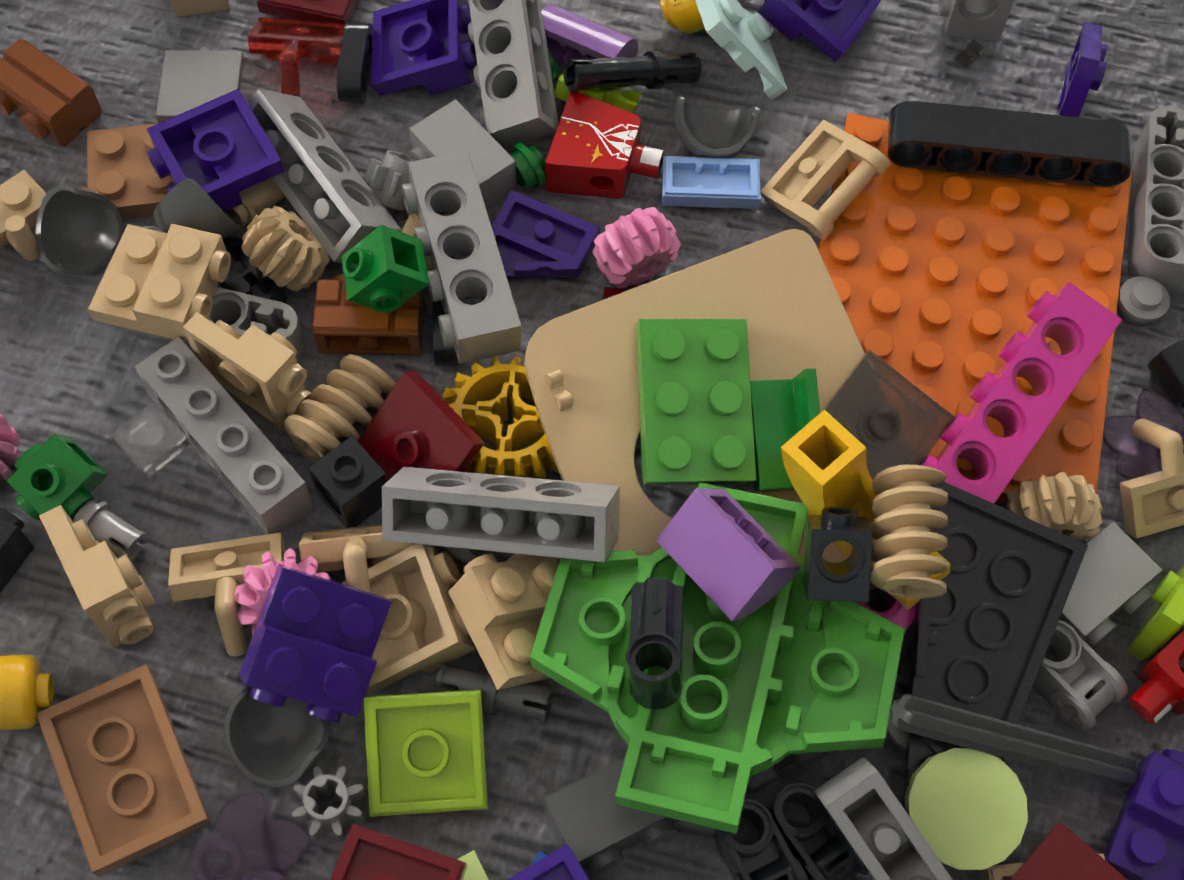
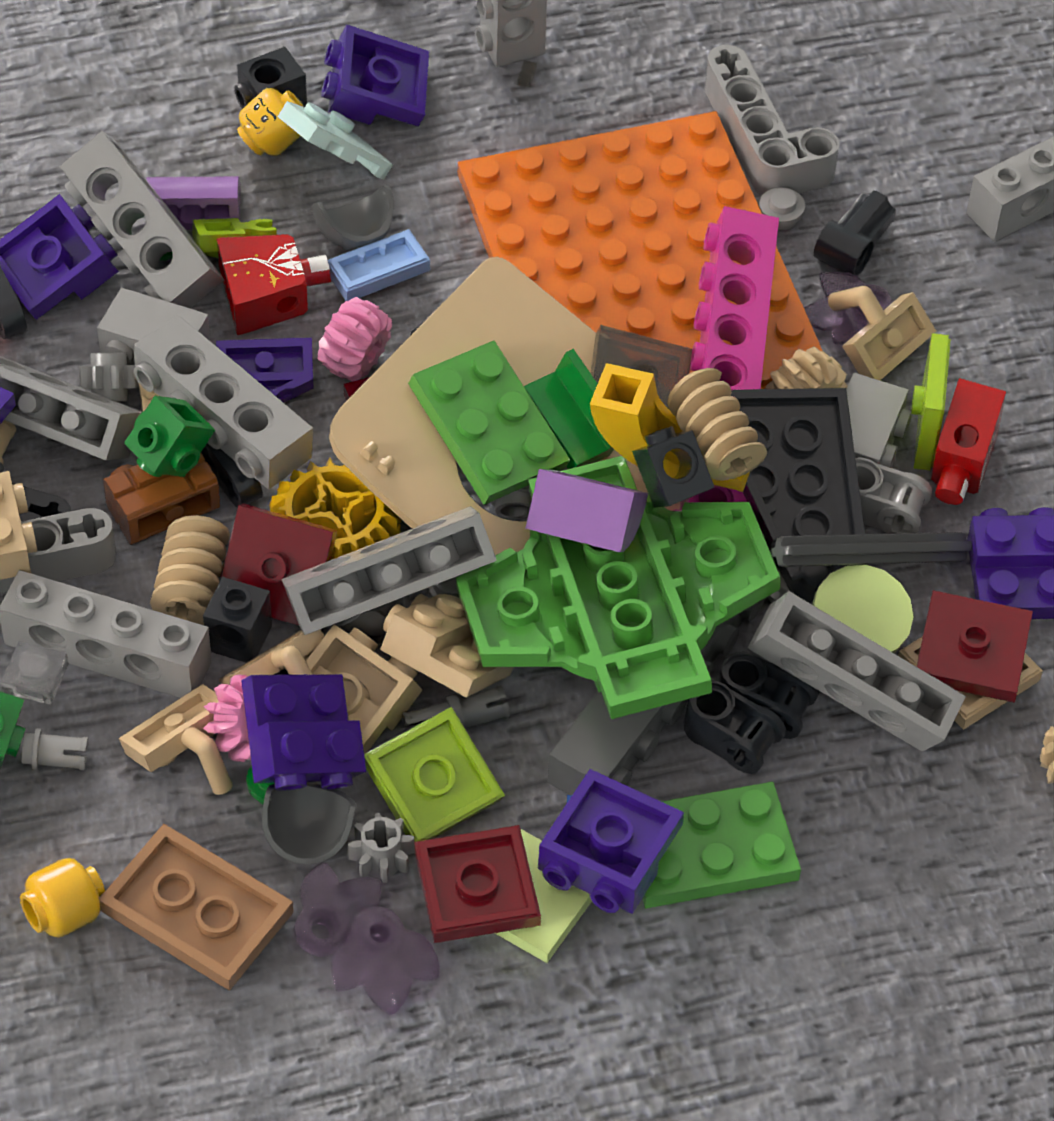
camera: 30 degrees left, 10 degrees down
(104, 584) = (85, 778): tan plate -> none
(252, 368) = (108, 562): tan plate -> none
(284, 249) = (54, 469): tan gear -> none
(529, 166) = (221, 317): green plate -> none
(648, 70) = (268, 196): black pin -> none
(656, 641) = (575, 591): black piece -> none
(813, 171) = (462, 214): tan plate -> none
(1009, 144) = (607, 129): black beam -> none
(1084, 70) = (633, 49): dark purple wing -> none

